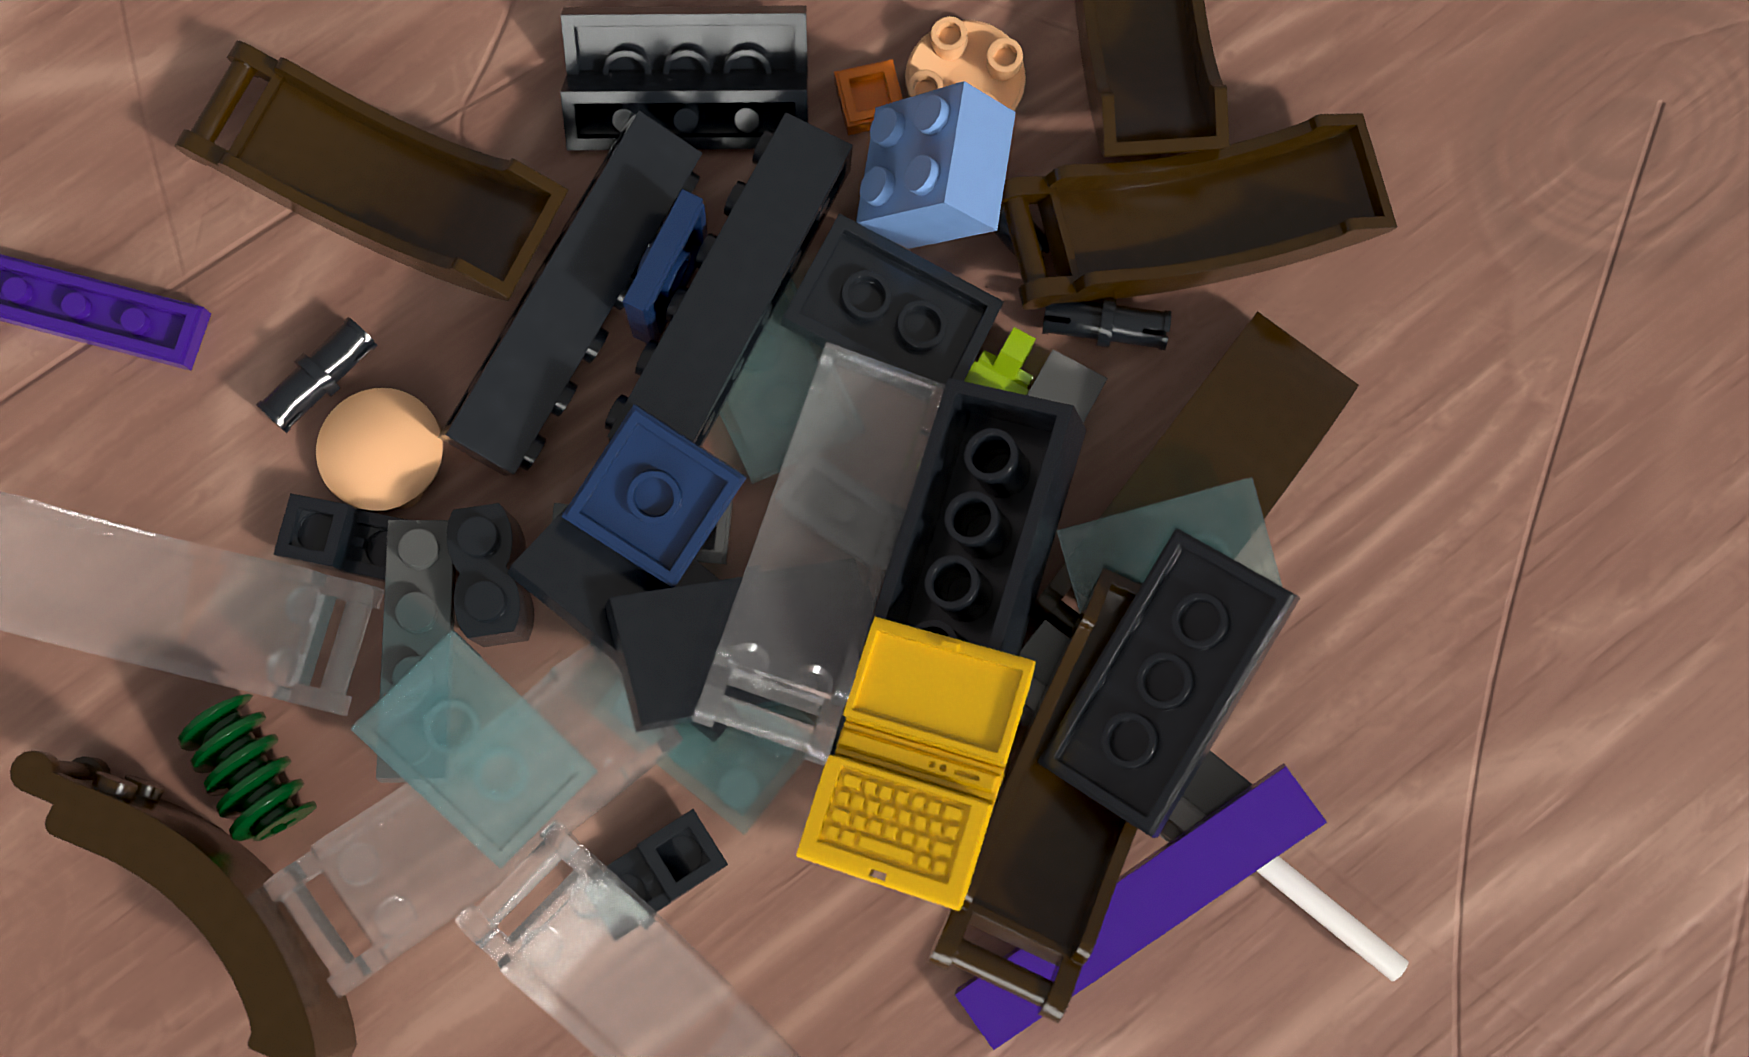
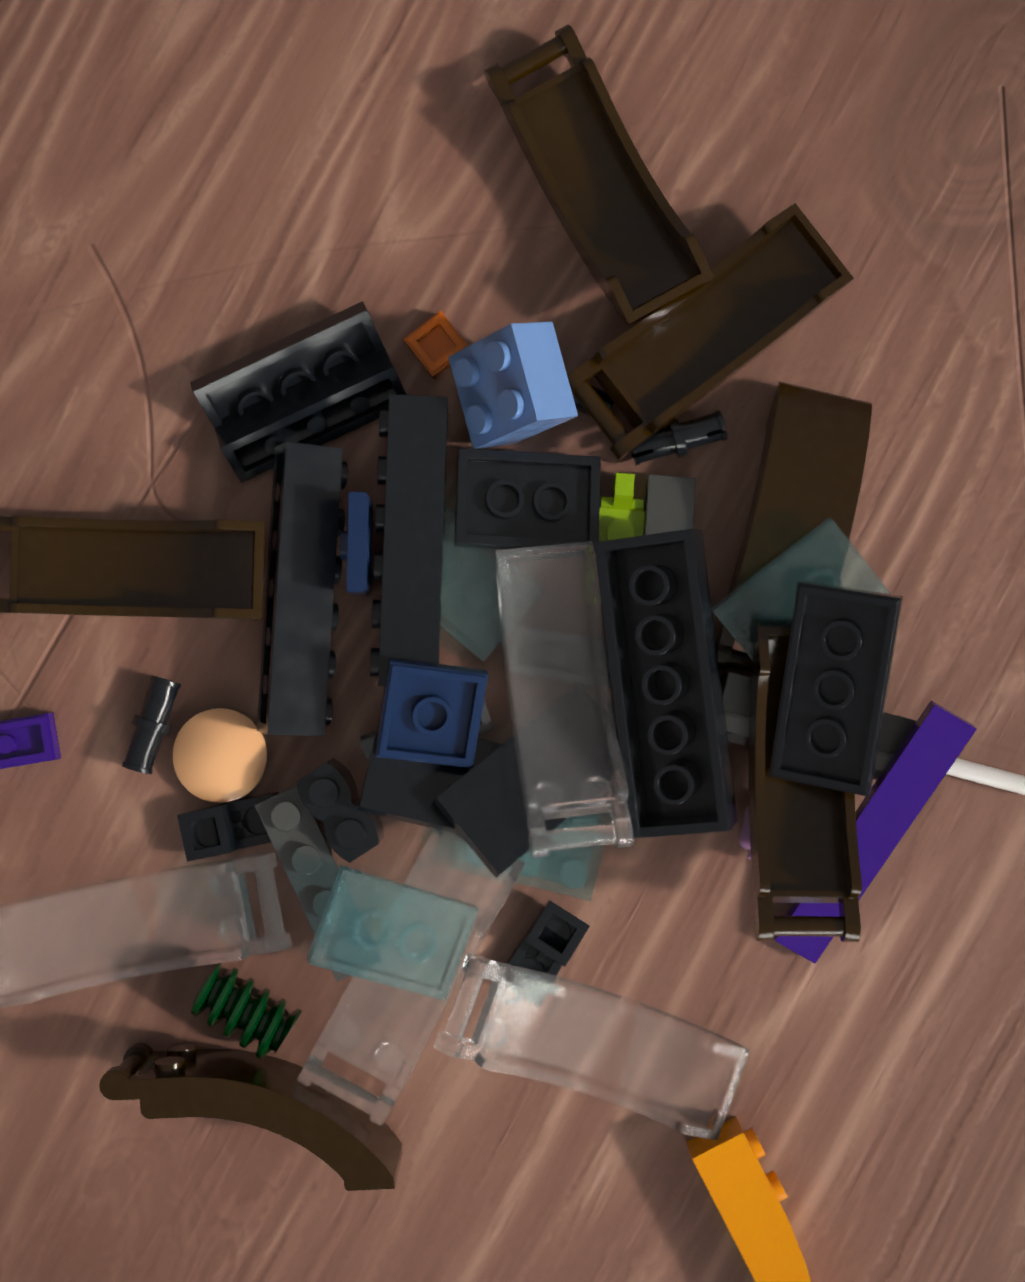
camera: 20 degrees left, 10 degrees up
(917, 762) = (693, 817): yellow piece -> none
(968, 53) = (495, 293): light nougat dish -> none

